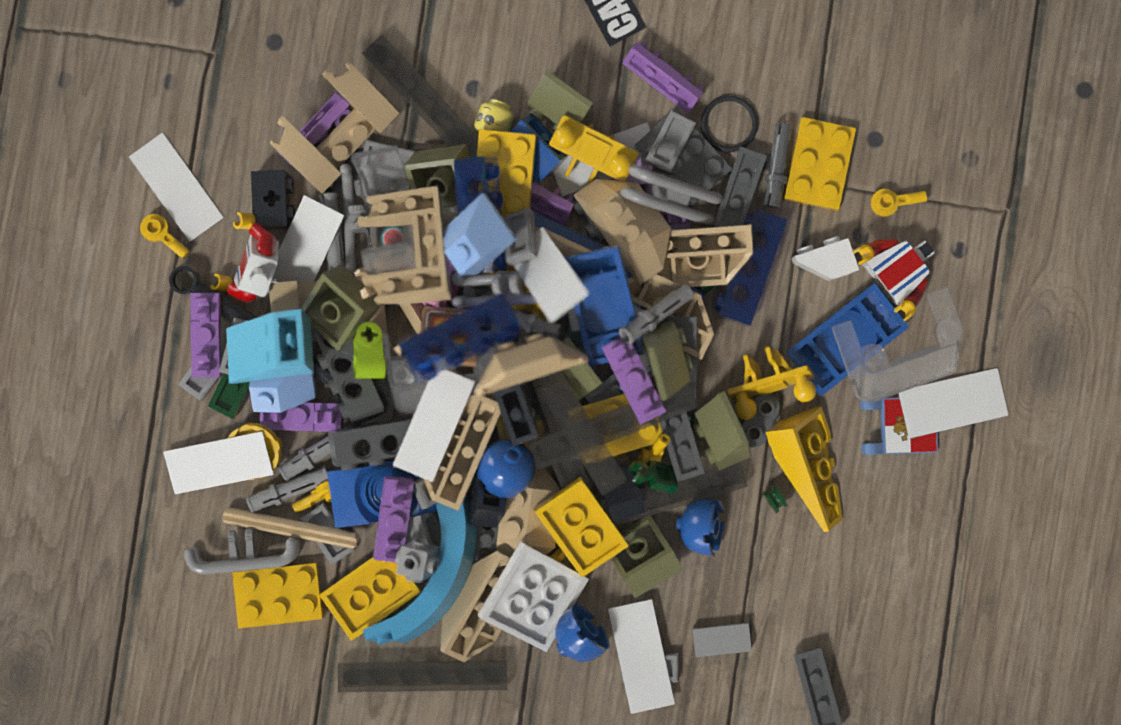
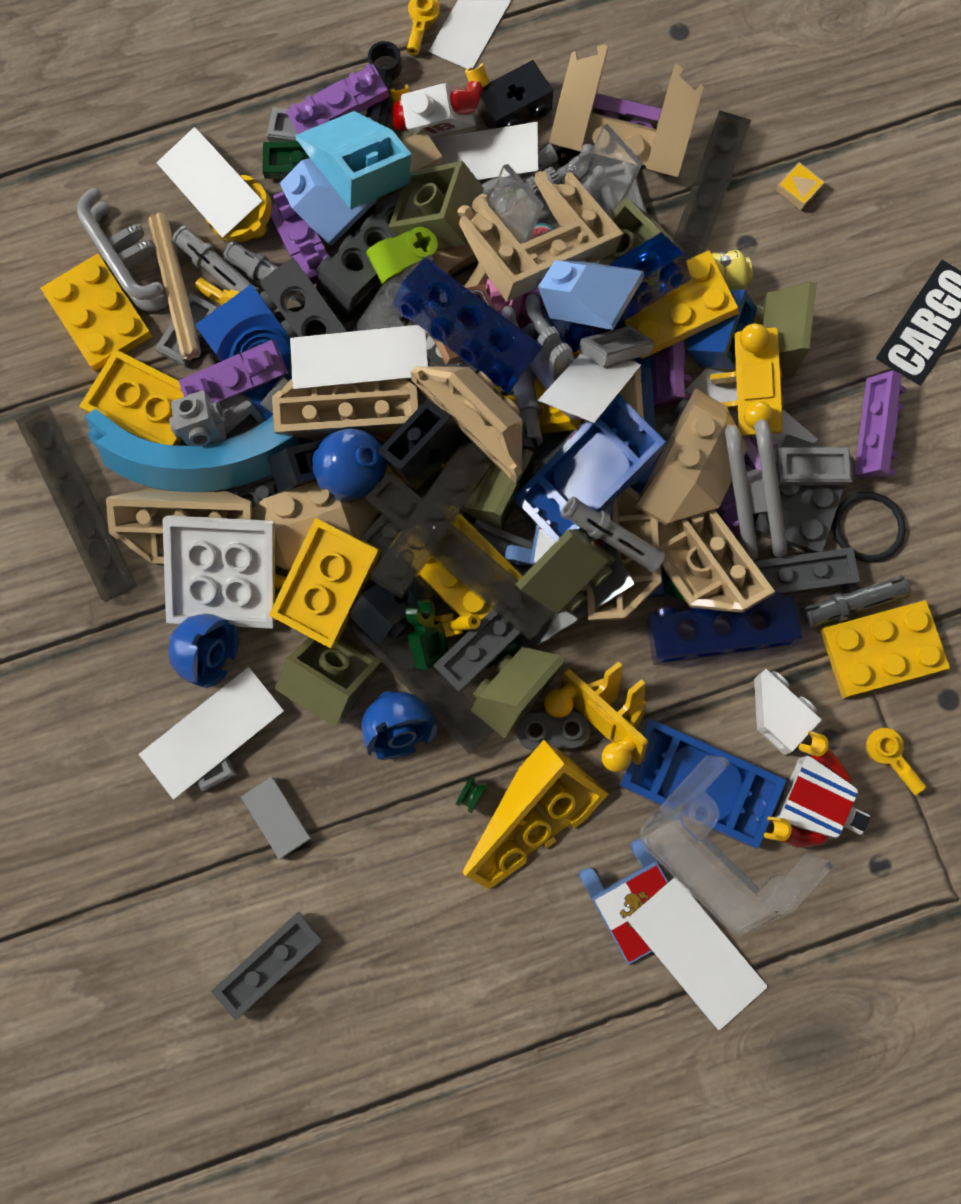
camera: 70 degrees right, 10 degrees down
(450, 25) = (800, 186): none -> tile
(633, 380) = (522, 547): medium lavender plate -> none

